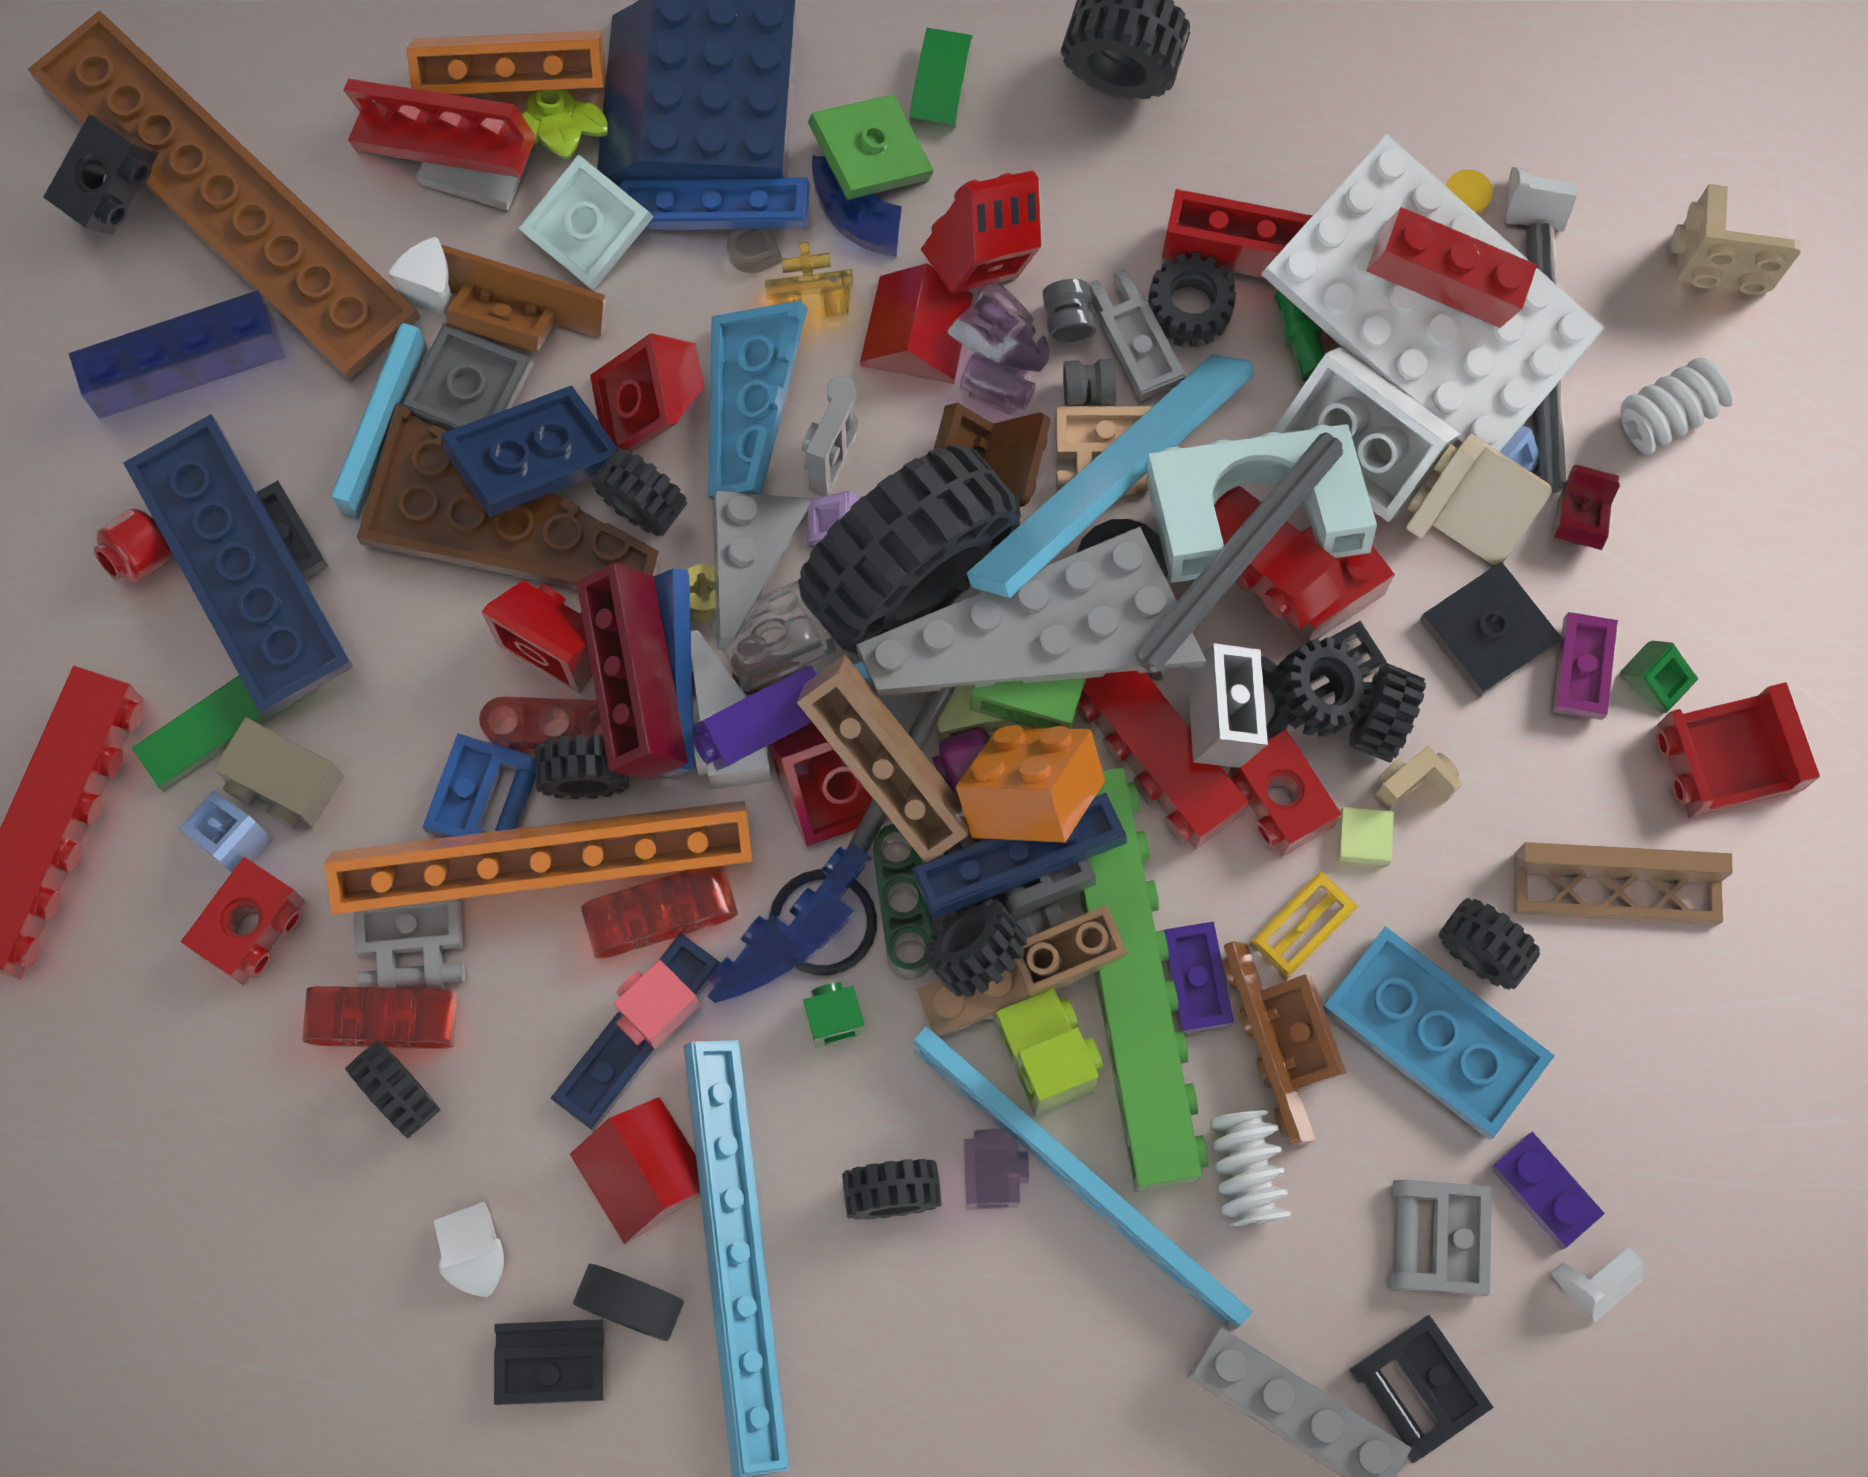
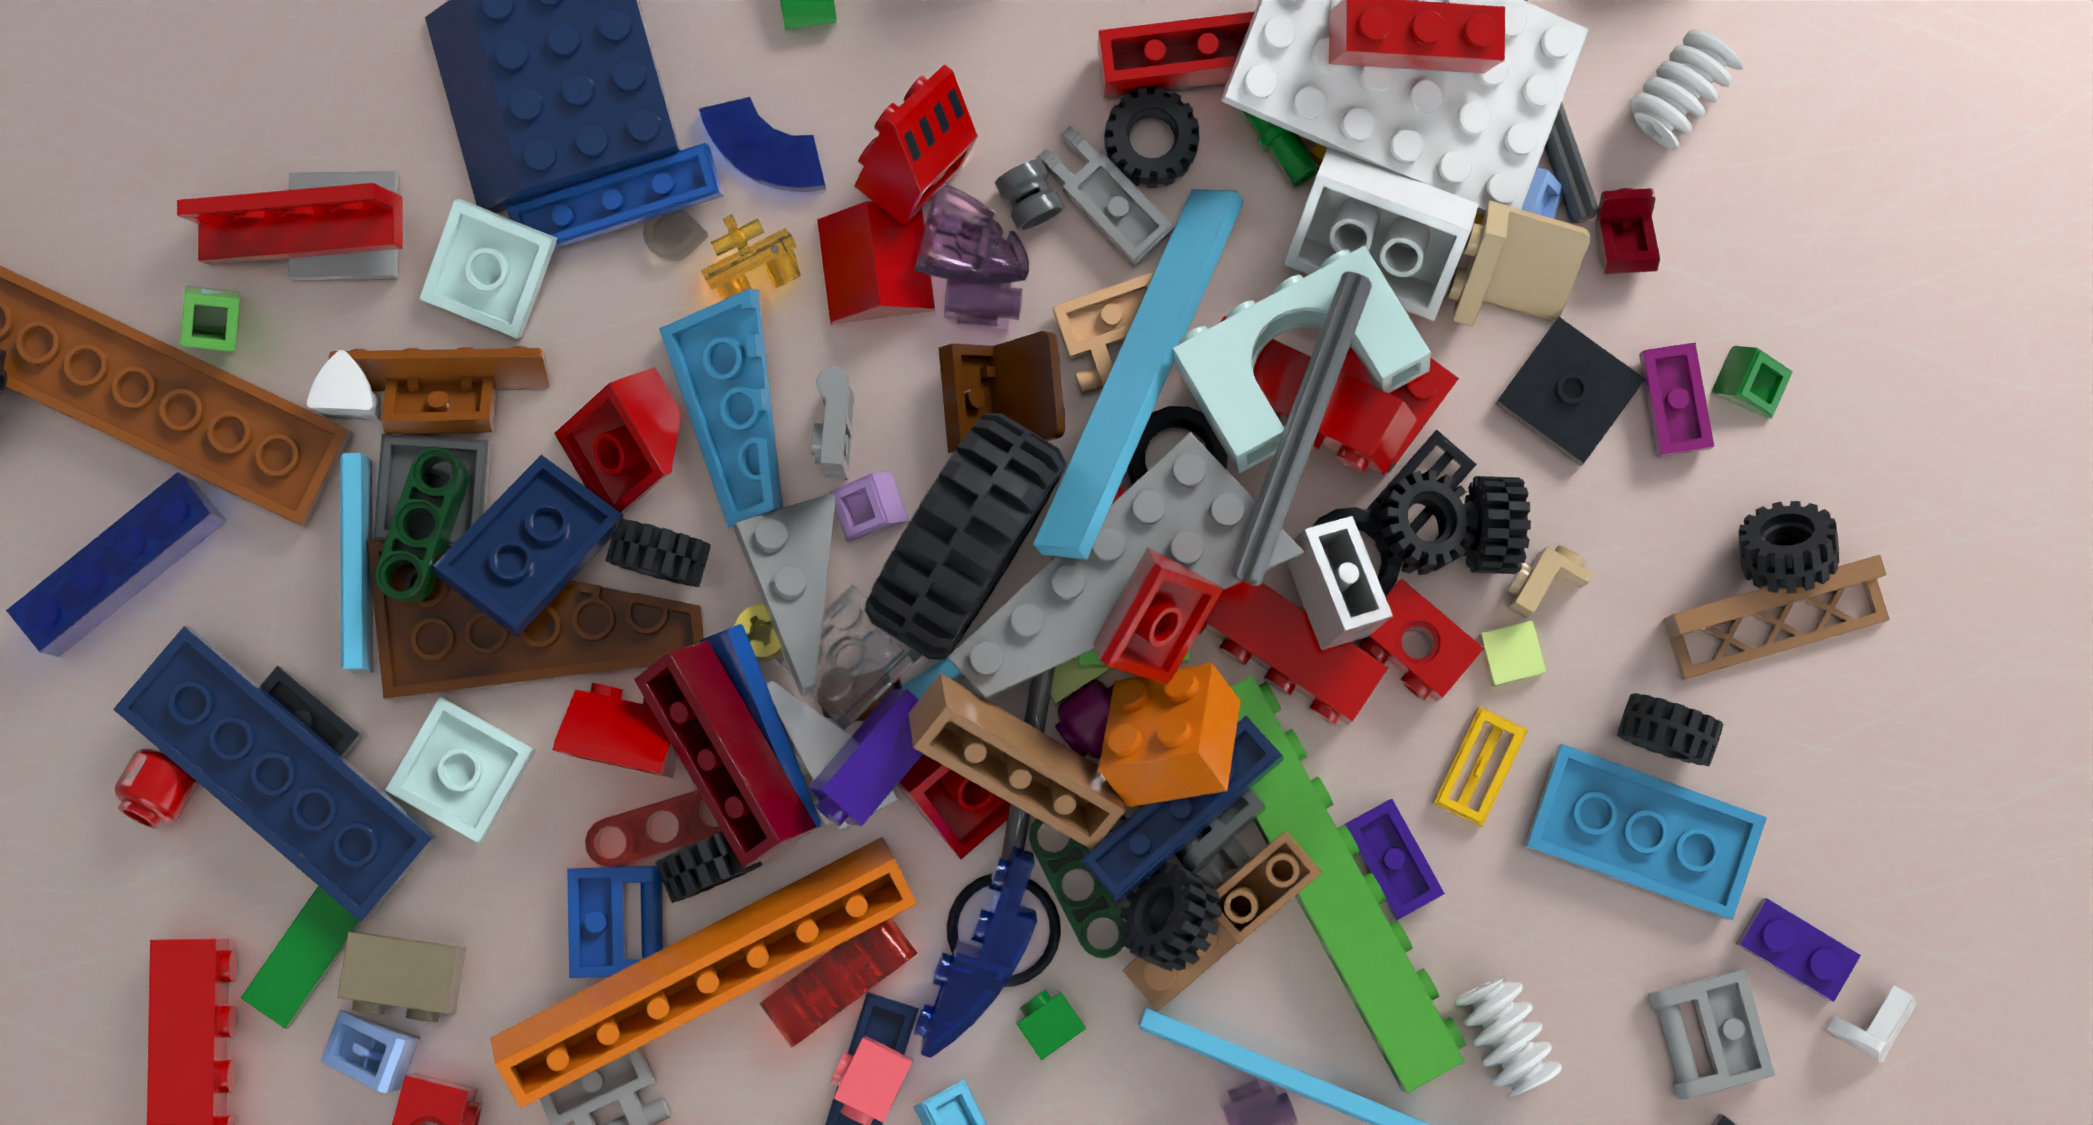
camera: 20 degrees left, 10 degrees up
(337, 182) = (210, 318): none -> bright green brick
(399, 623) = (460, 770): none -> light aqua tile
(447, 379) = (417, 499): none -> dark green beam
(507, 62) = (337, 119): orange brick -> none
(561, 120) = (421, 165): lime plate -> none
(870, 146) = (757, 79): bright green plate -> none
(1048, 1051) = (1274, 991): lime brick -> none
(1056, 668) = (1156, 618): none -> red slope
(1100, 379) = (1078, 268): dark grey wheel -> none
(1290, 1035) = (1503, 888): dark orange bracket -> none
(1649, 819) = (1789, 547): none -> black tyre
(1737, 752) = (1853, 438): red panel -> none

